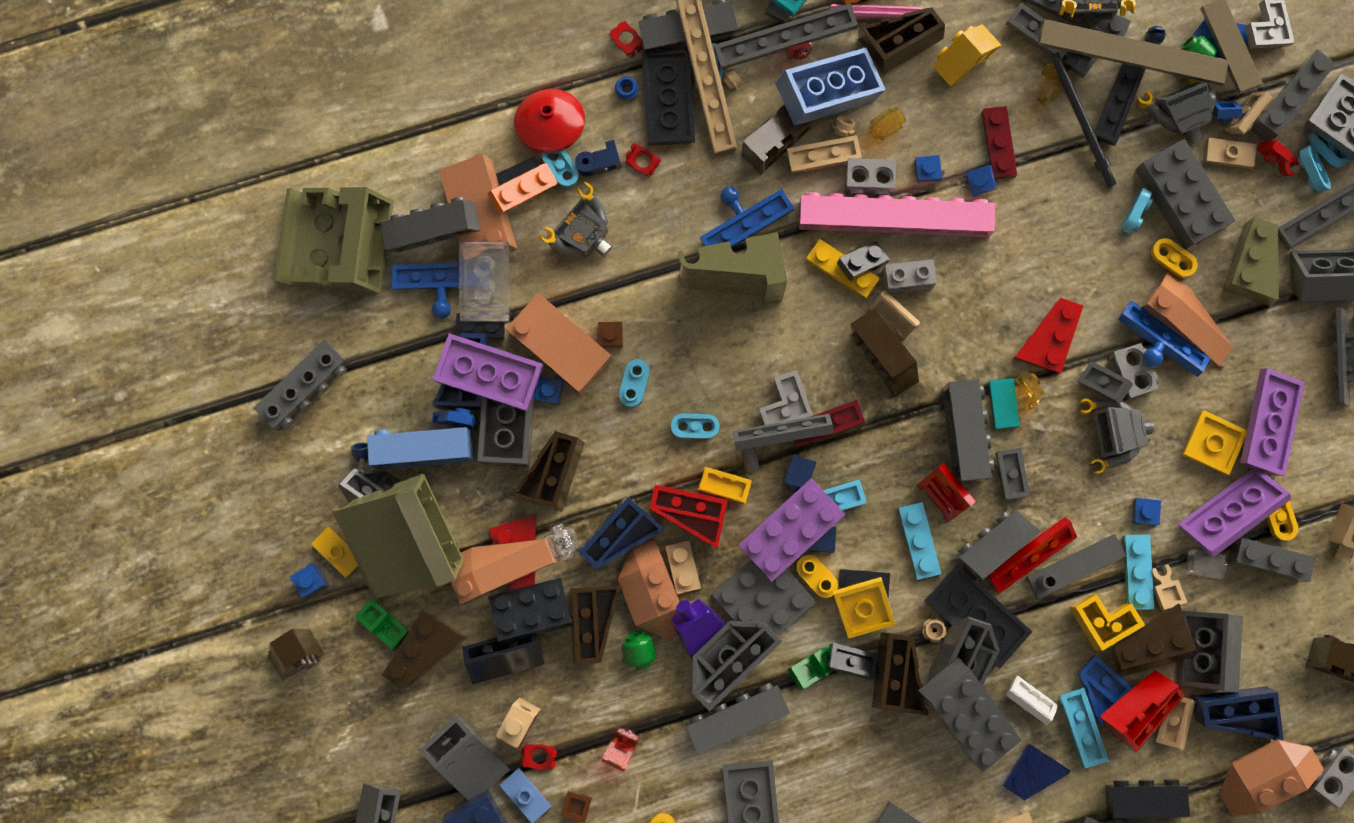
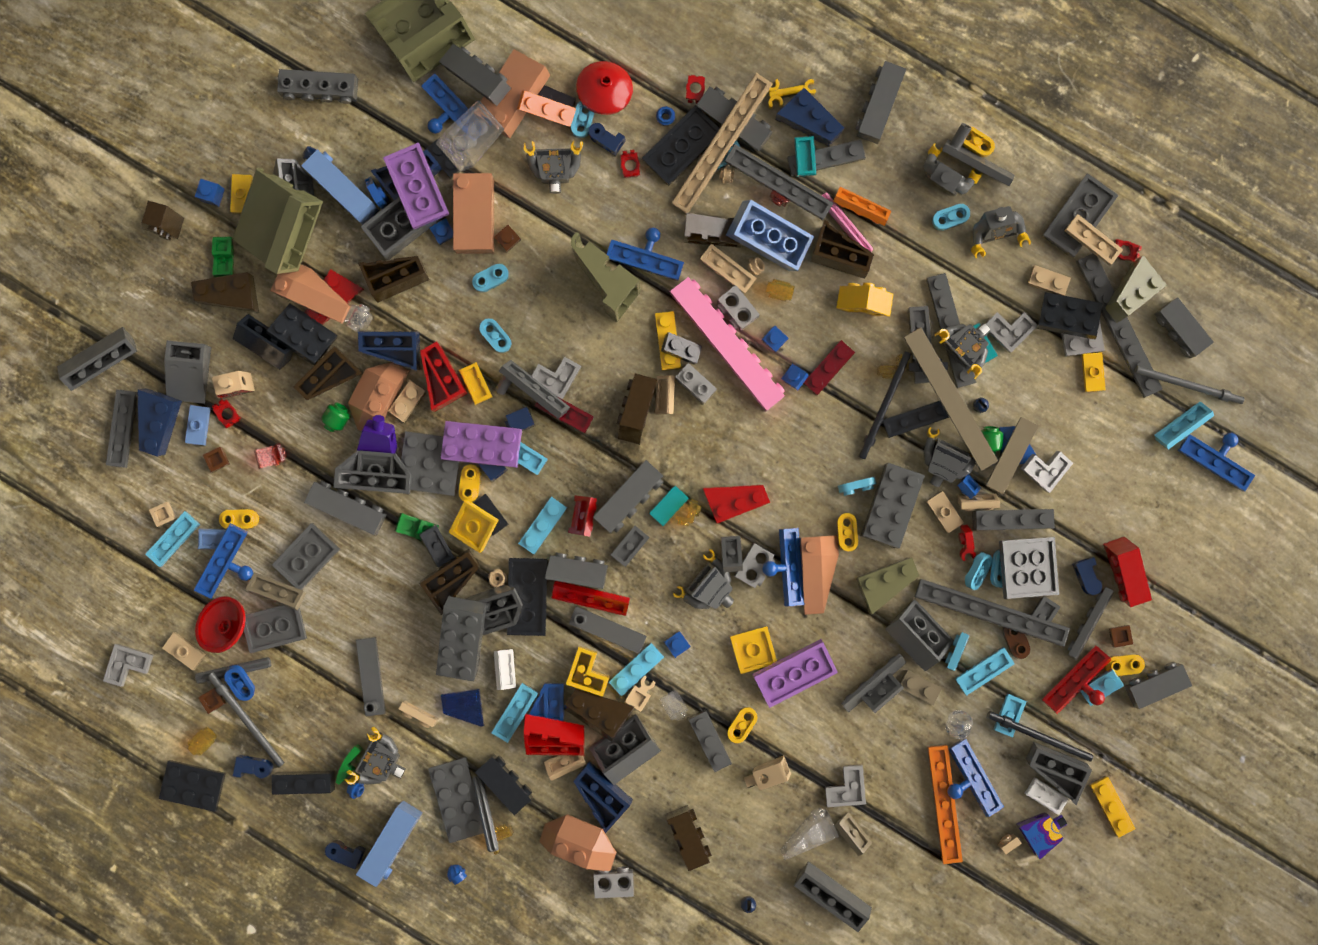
camera: 50 degrees right, 5 degrees up
(1234, 511) = (719, 694): medium lavender plate -> none

